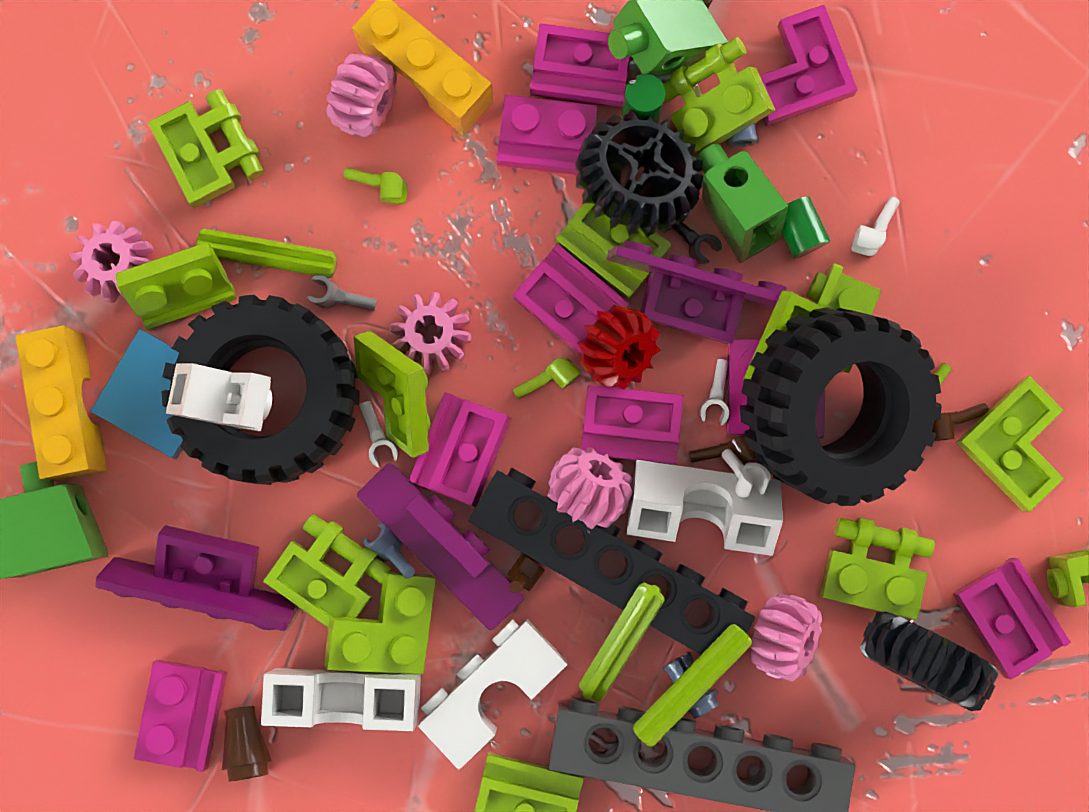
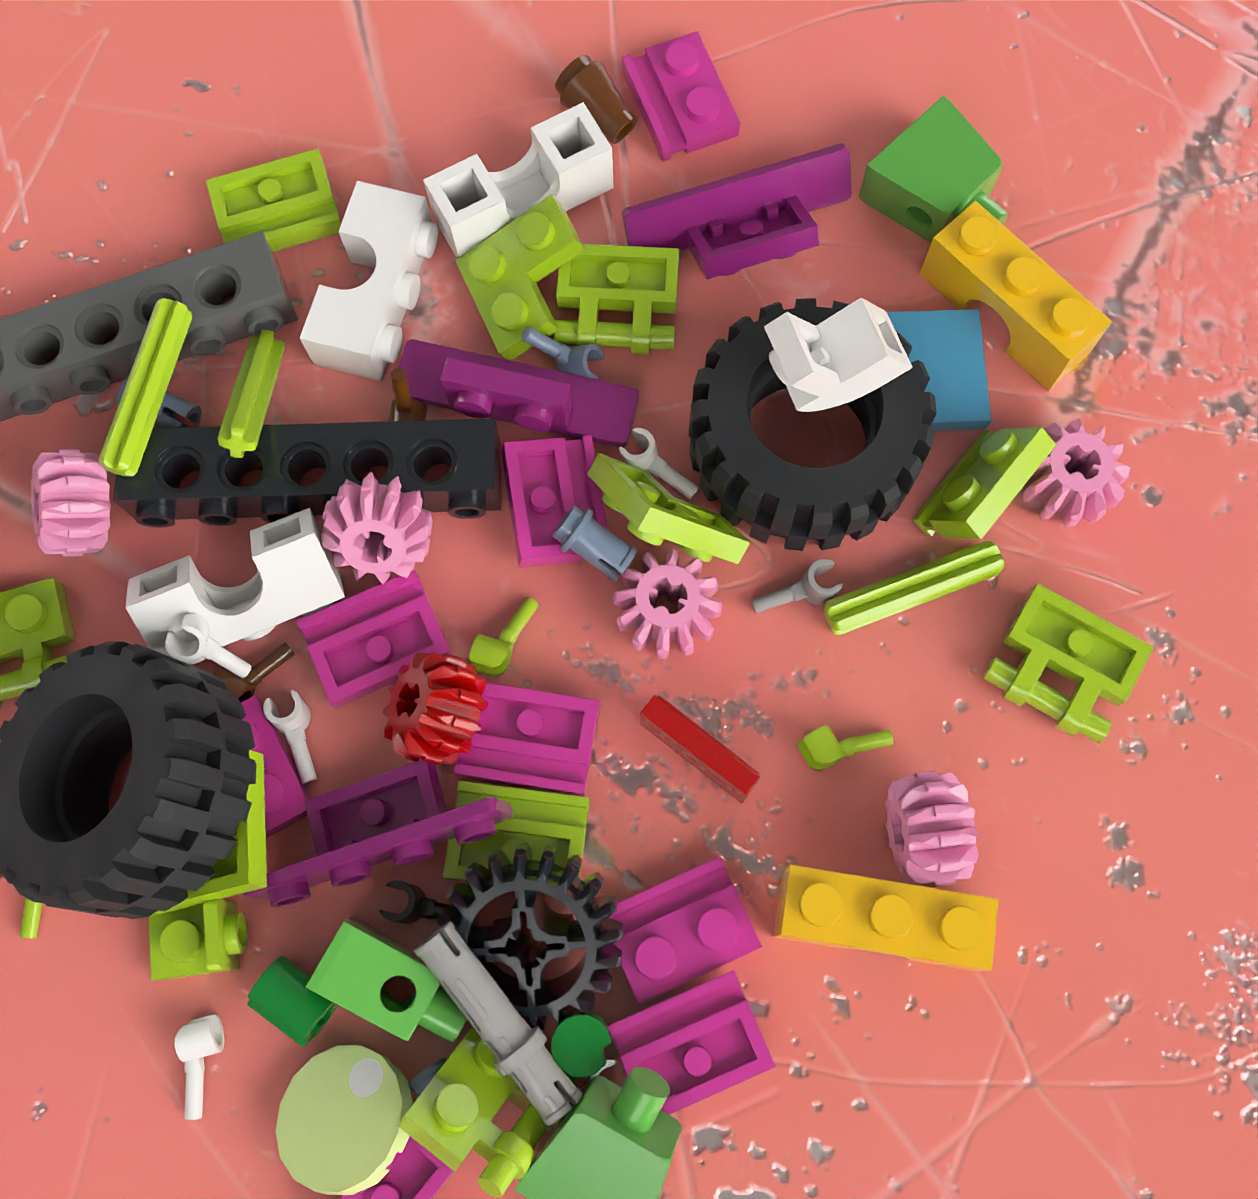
camera: 150 degrees right, 10 degrees down
(457, 404) = (593, 542): none -> sand blue pin
(468, 228) = (699, 748): none -> red tile
(683, 111) = (516, 1045): none -> light grey pin
(805, 141) = (343, 1120): none -> yellowish green tile

